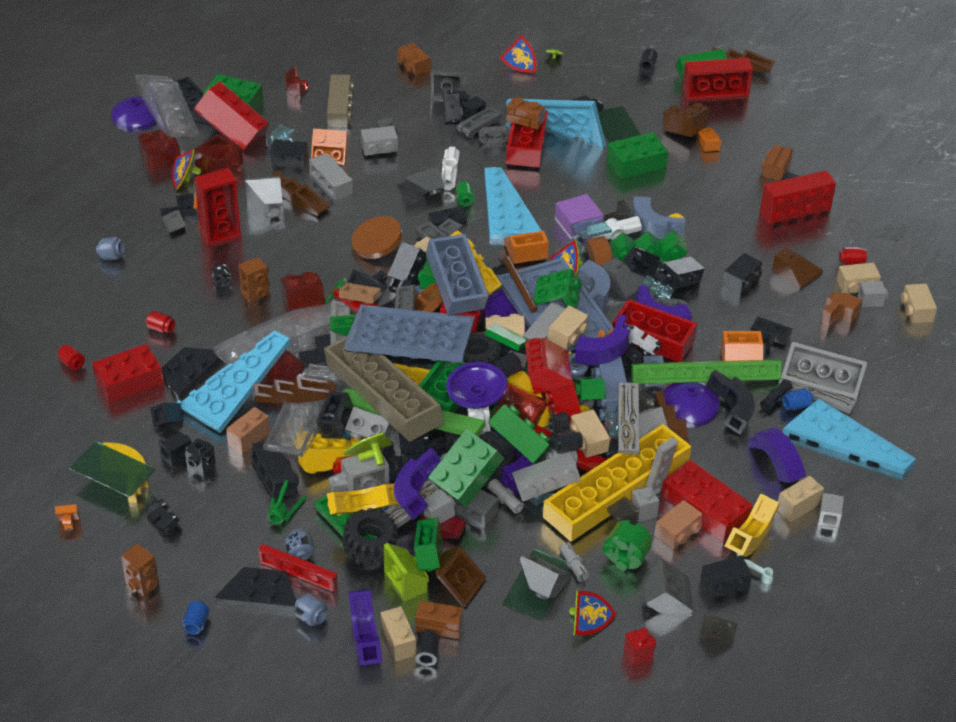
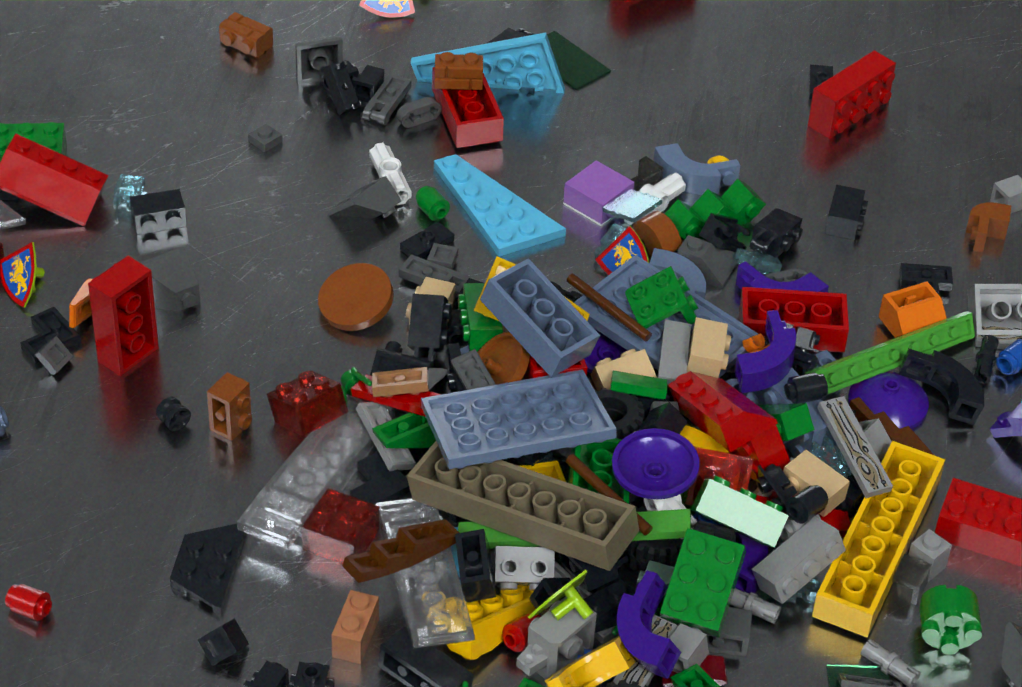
camera: 25 degrees left, 0 degrees up
(128, 373) = (129, 598): red brick -> none
(160, 322) = (128, 509): red brick -> none
(218, 154) = (64, 242): clear red brick -> none
(231, 386) = (295, 576): medium azure wing -> none
(294, 83) = (101, 110): clear red panel -> none
(302, 195) = (215, 267): reddish brown slope -> none
(331, 142) = (209, 187): orange slope -> none
(331, 176) = (236, 228): light grey brick -> none
(340, 101) = (180, 119): dark tan brick -> none
(379, 140) = (273, 160): light grey brick -> none
(437, 395) = (602, 488): none -> reddish brown bar
(527, 247) = (561, 252): orange slope -> none
(616, 371) = (806, 388): none -> black brick
(637, 155) = (619, 91): green brick -> none
(661, 465) = (940, 496): light grey tile -> none
(678, 524) = (985, 568): nougat brick -> none
(686, 121) = (652, 30): reddish brown brick -> none
(709, 140) = (689, 47): orange slope -> none
(776, 162) = (793, 56): dark orange brick -> none
(794, 268) = (901, 187): reddish brown slope -> none
(851, 276) = (978, 178): tan piece -> none
(853, 255) = (958, 152): red brick -> none

